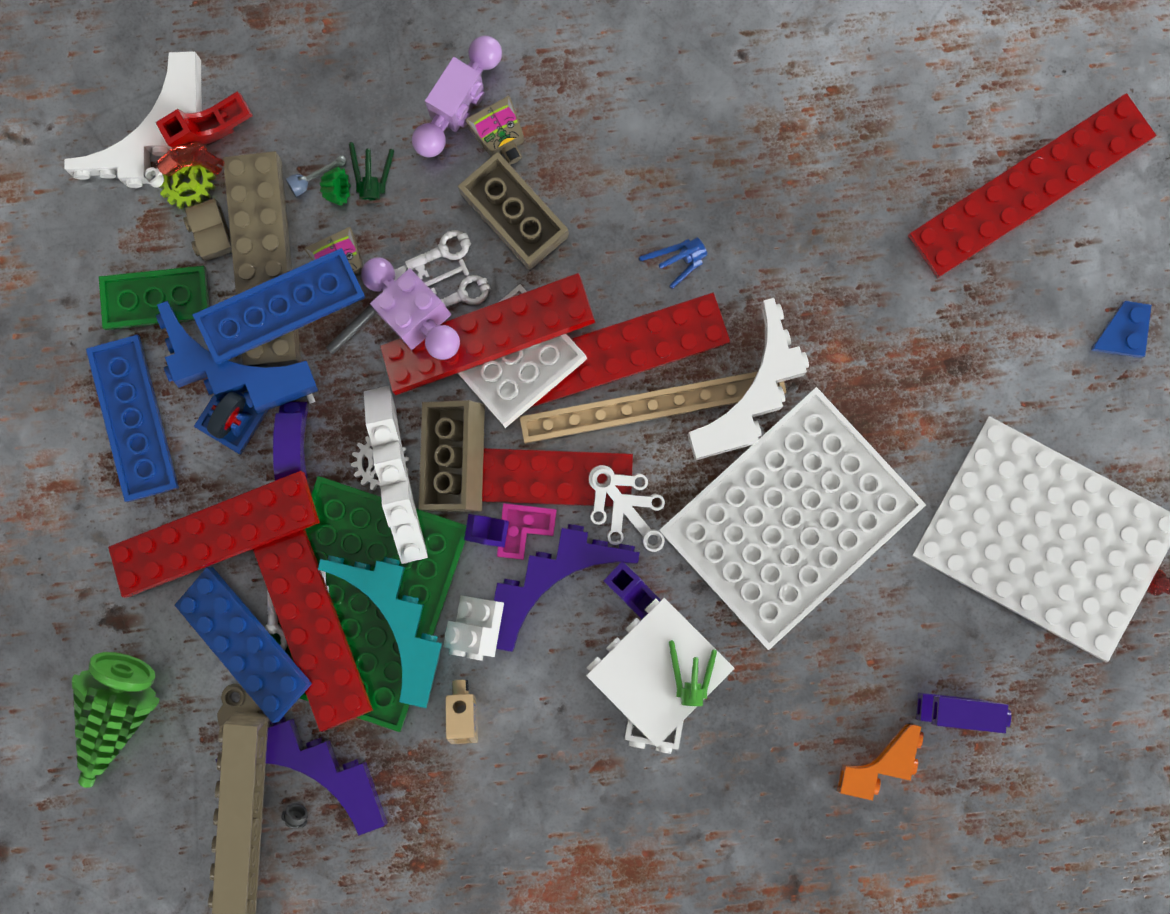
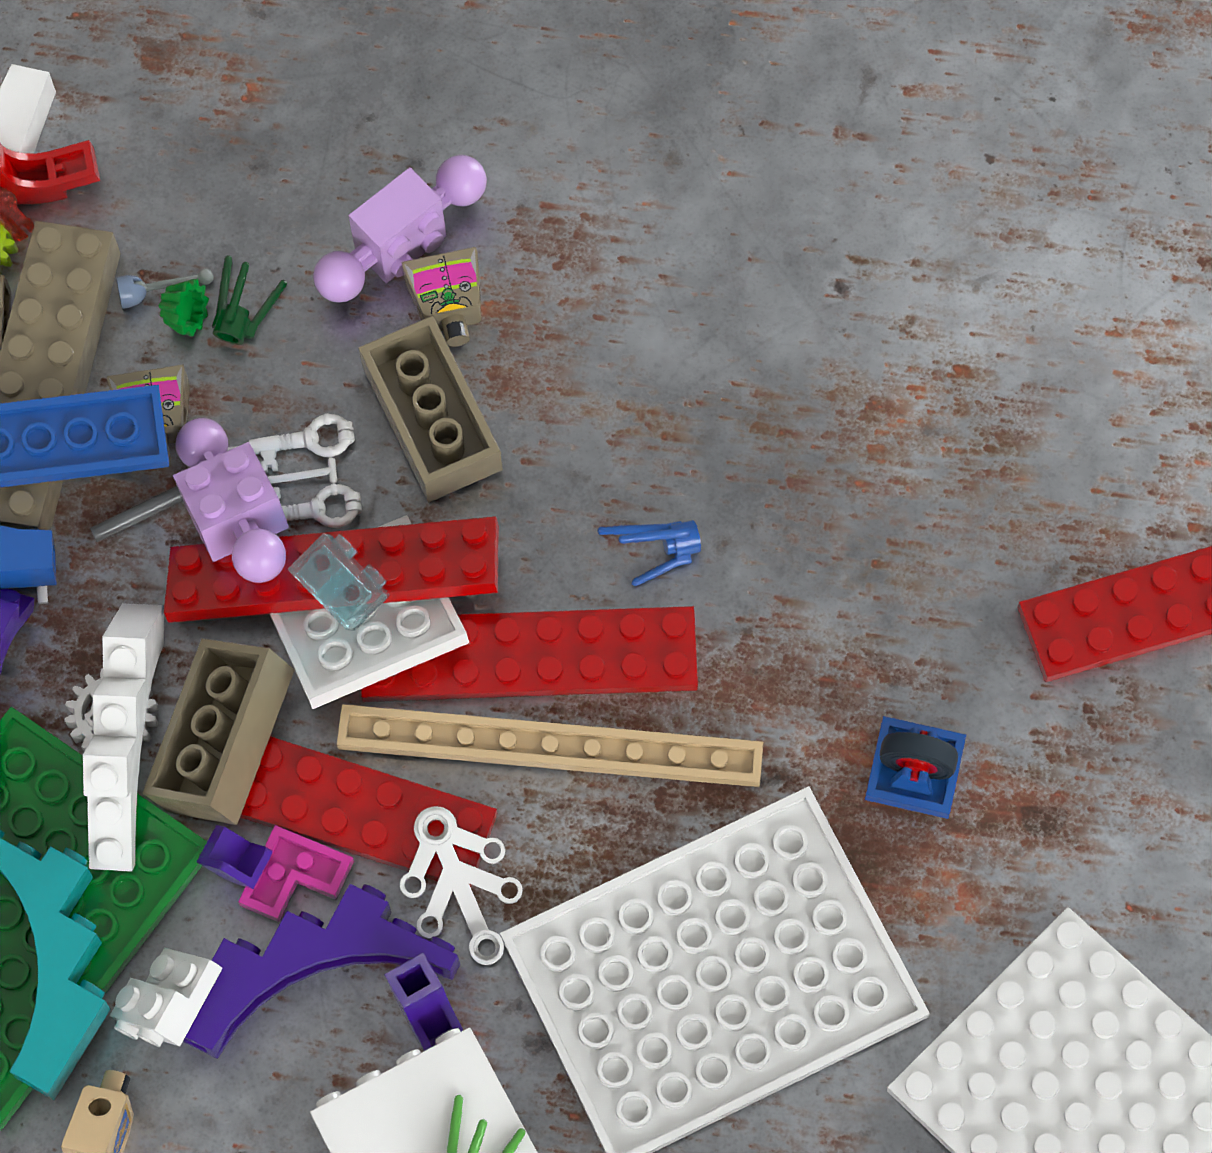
camera: 15 degrees right, 15 degrees down
(499, 345) = (340, 581): none -> clear light blue brick
(777, 365) = (662, 807): white arch -> none
(876, 355) = (915, 767): none -> blue plate

